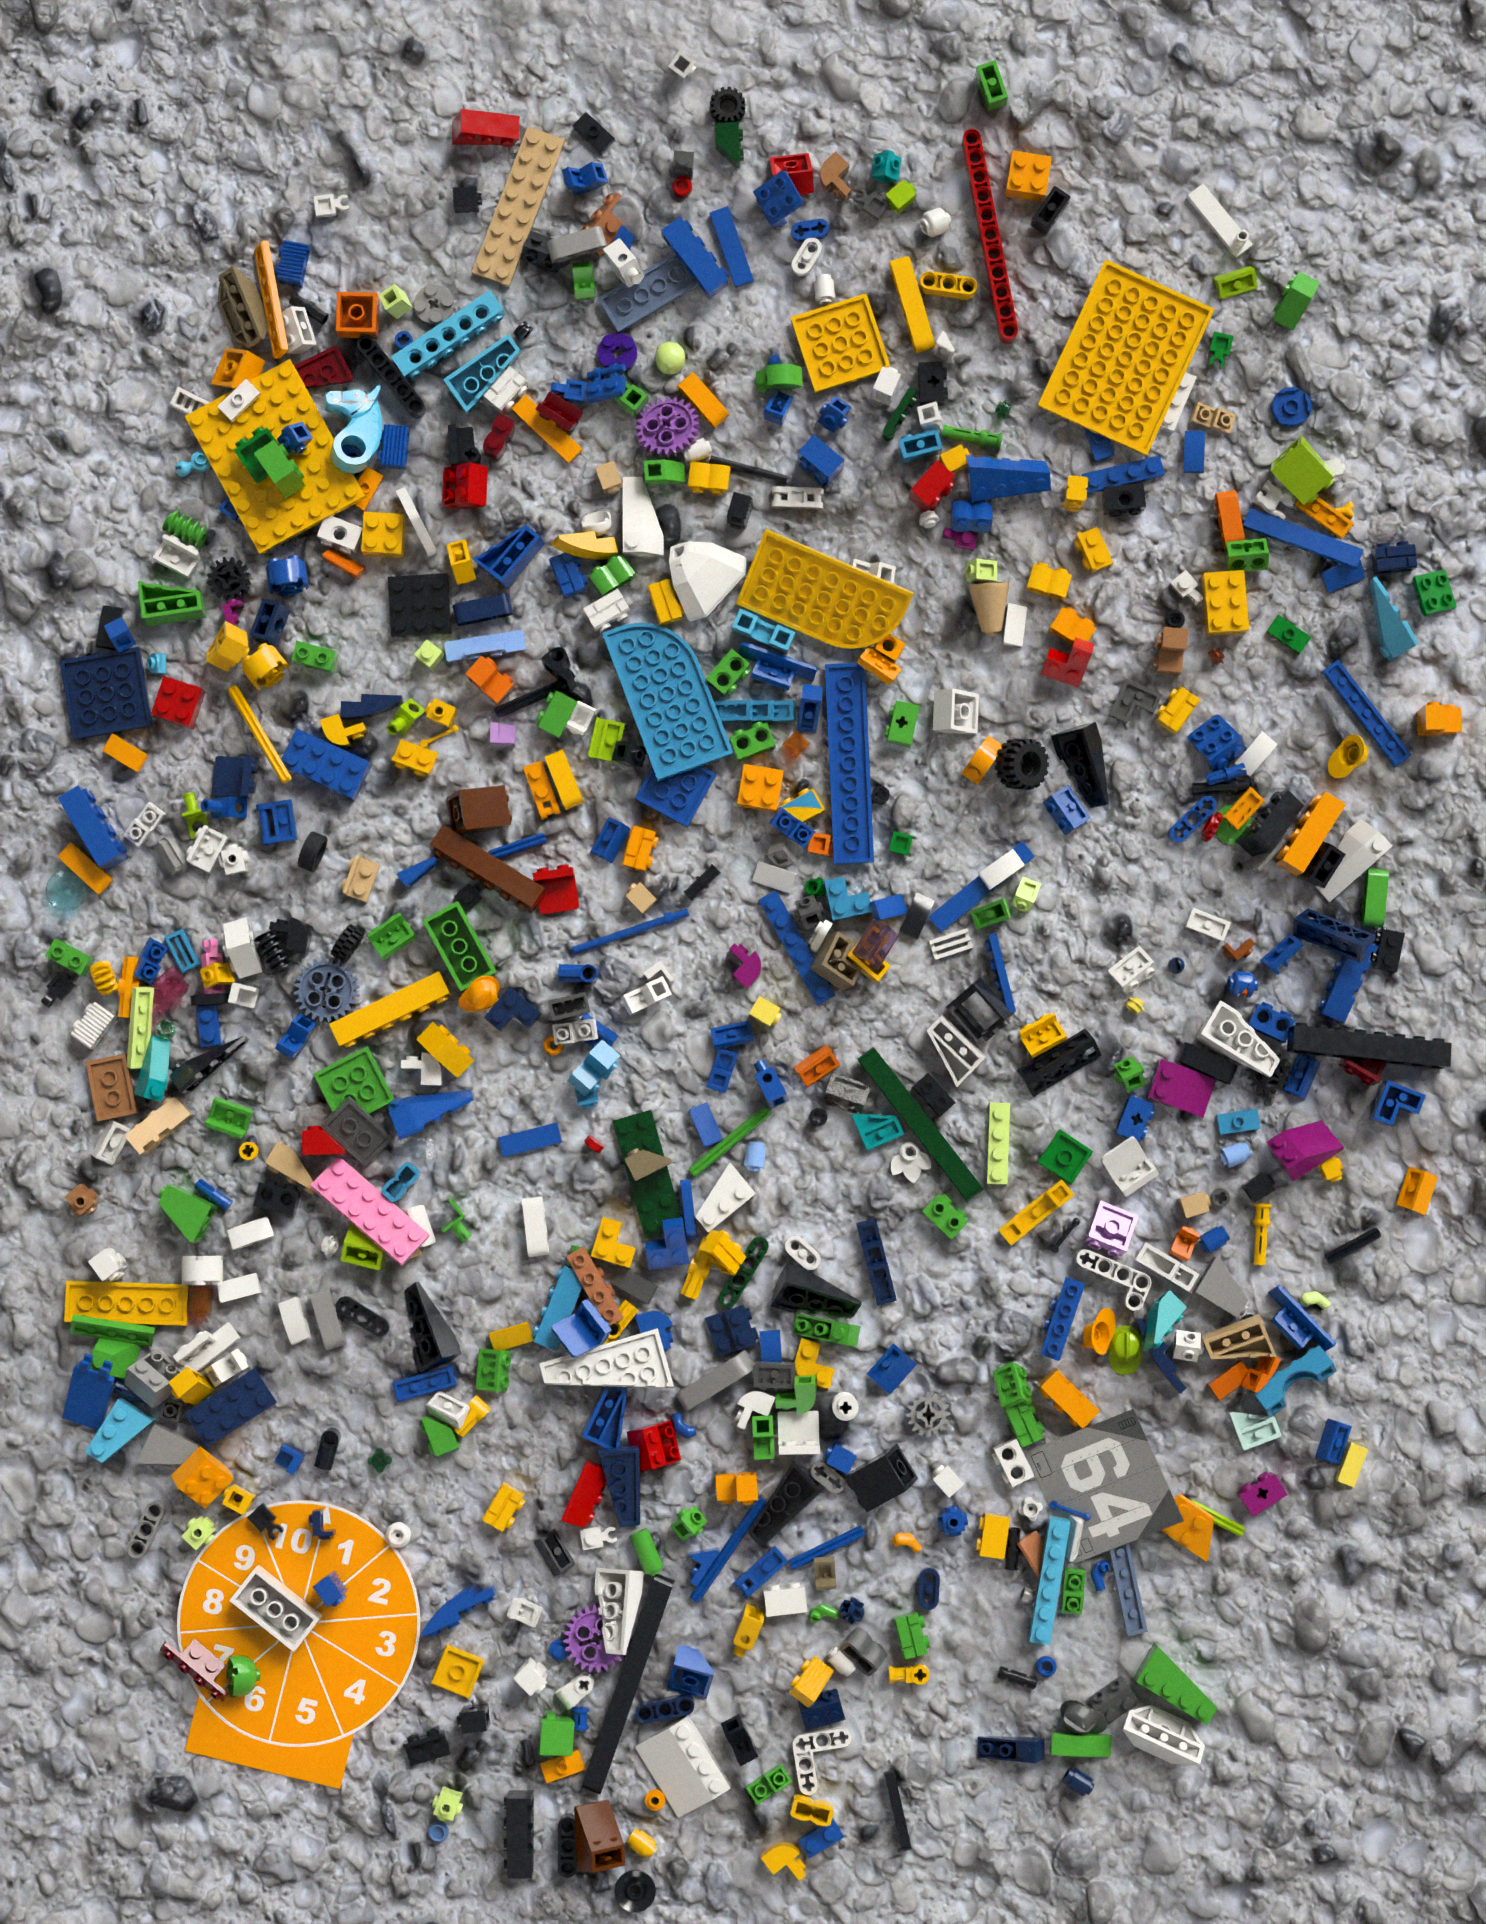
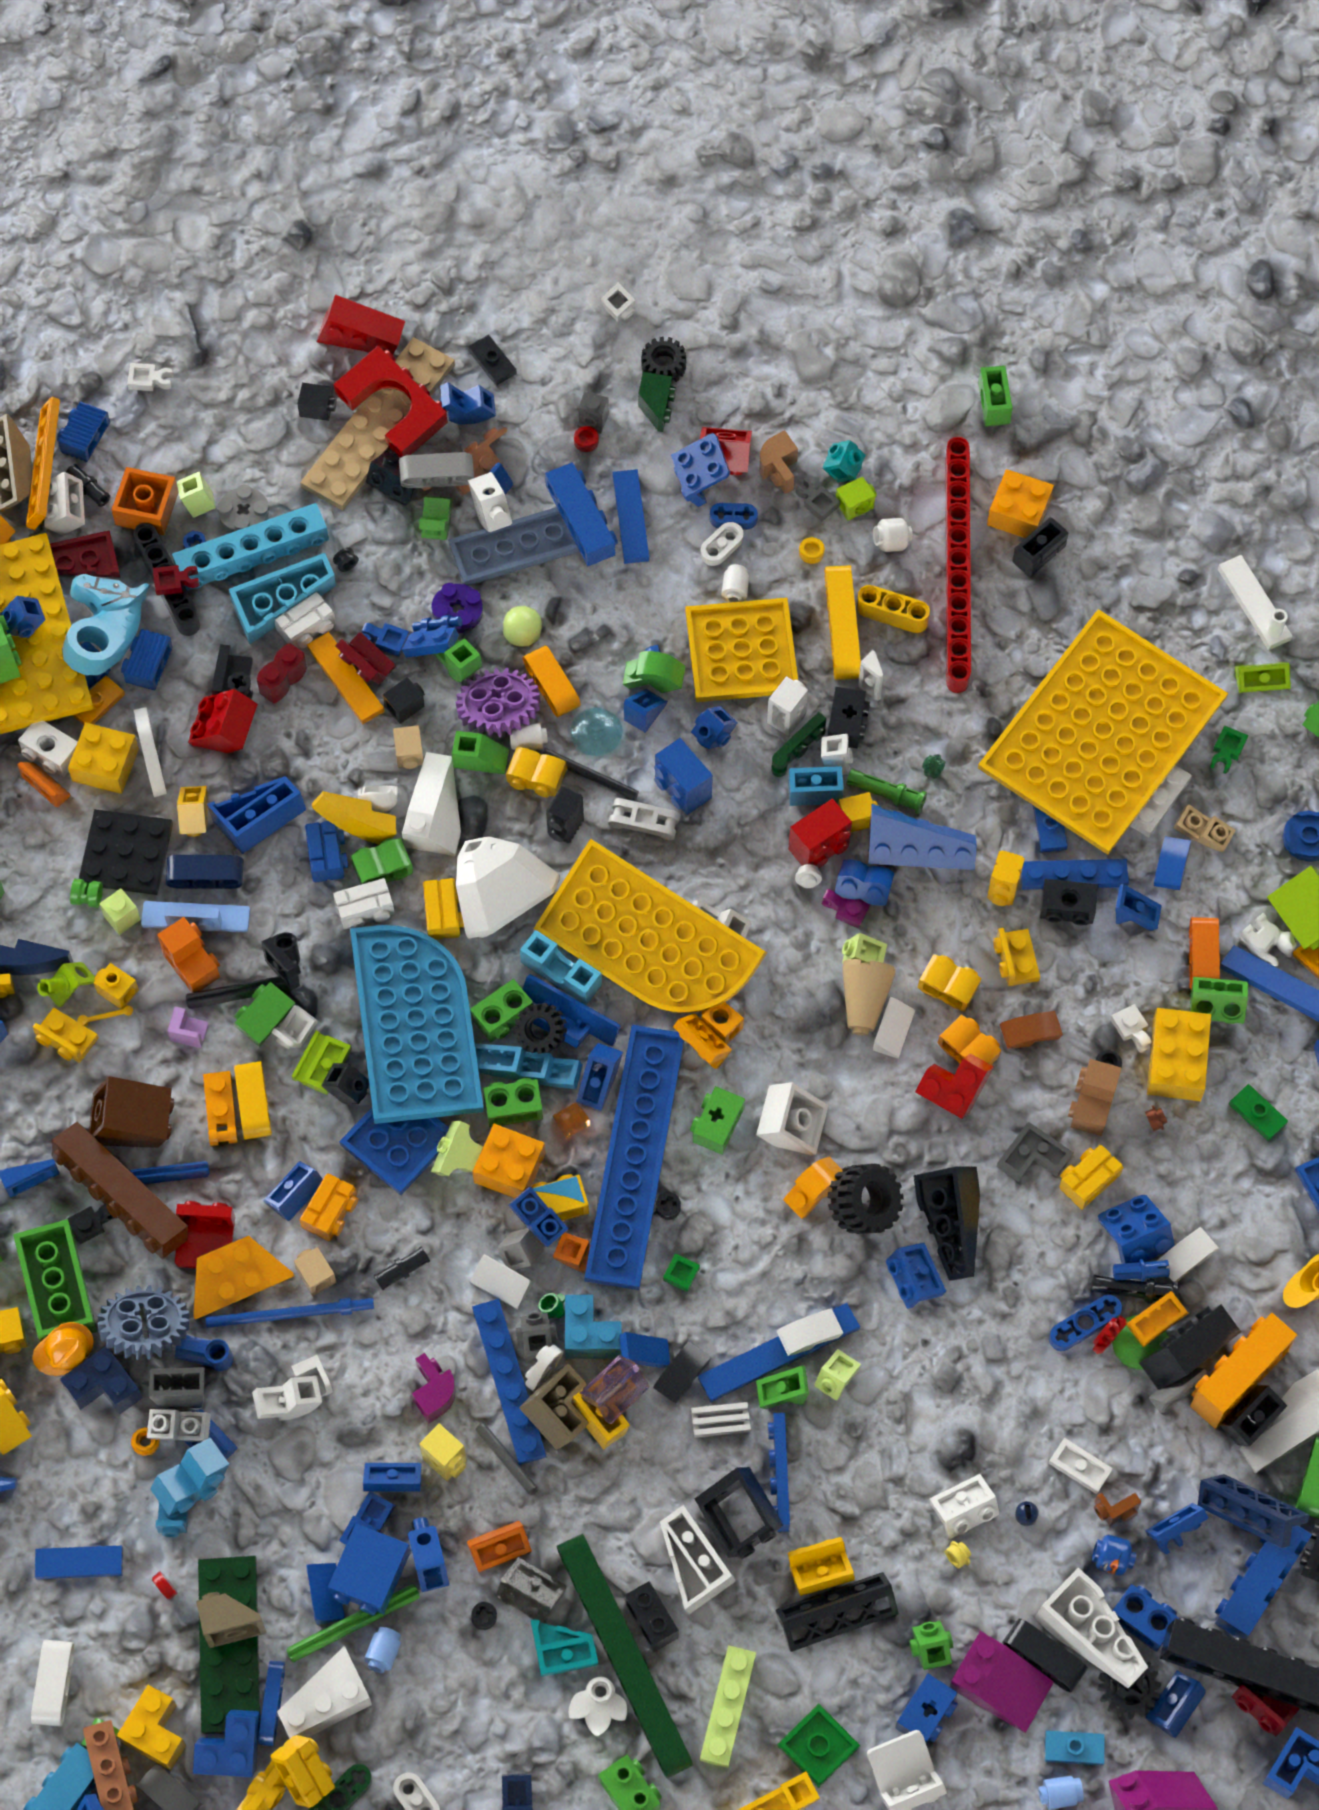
camera: 10 degrees right, 20 degrees down
(396, 380) = (171, 579): none -> dark red plate
(396, 642) = (86, 893): none -> bright green wheel
(512, 166) = (380, 372): none -> red arch
(548, 955) = (122, 1324): none -> sand blue gear
(585, 912) = (234, 1274): none -> light orange wing
(596, 439) = (404, 700): none -> black brick
(721, 789) = (456, 1150): none -> yellowish green brick
(733, 1106) = (369, 1570): none -> blue brick
(740, 441) = (596, 741): none -> clear light blue dish
(752, 691) = (525, 1032): none -> black tyre
(807, 1003) = (506, 1458): none -> dark grey bar
(875, 247) = (811, 550): none -> yellow tile
(1114, 605) = (1030, 1029): none -> dark orange slope
(1175, 495) = (1137, 908): none -> blue slope

